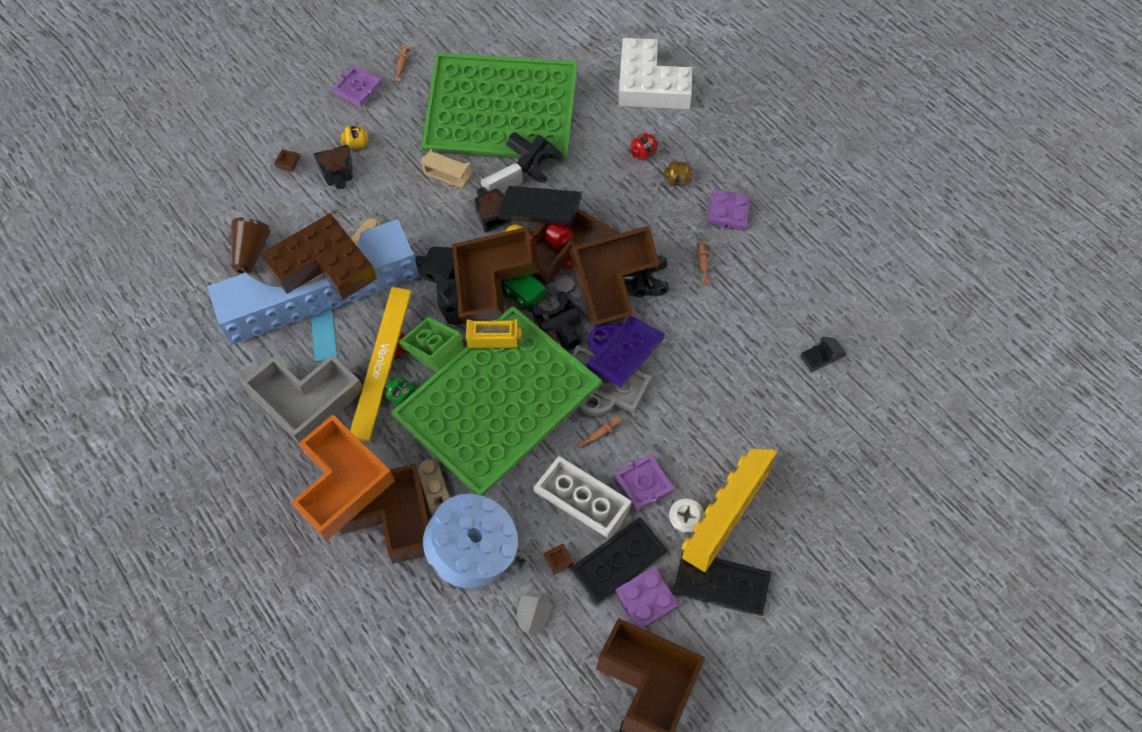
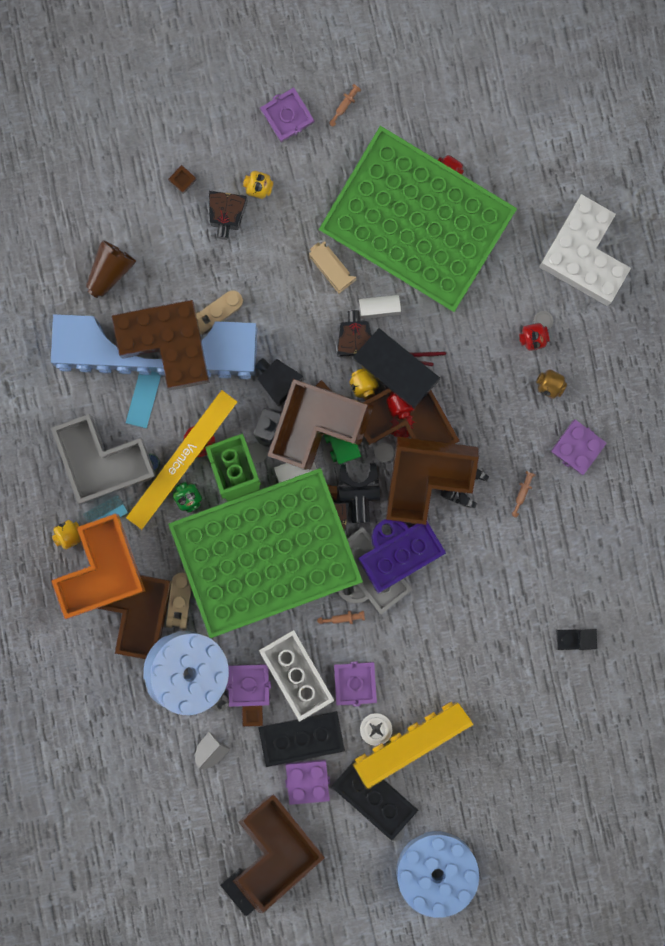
camera: 20 degrees right, 25 degrees up
(296, 475) = (66, 534): none -> yellow head
(493, 334) = (288, 493): yellow window -> none
(533, 154) = (421, 295): black connector -> none
(540, 531) = (248, 685): none -> medium lavender plate
(843, 606) = (440, 895): none -> light blue brick

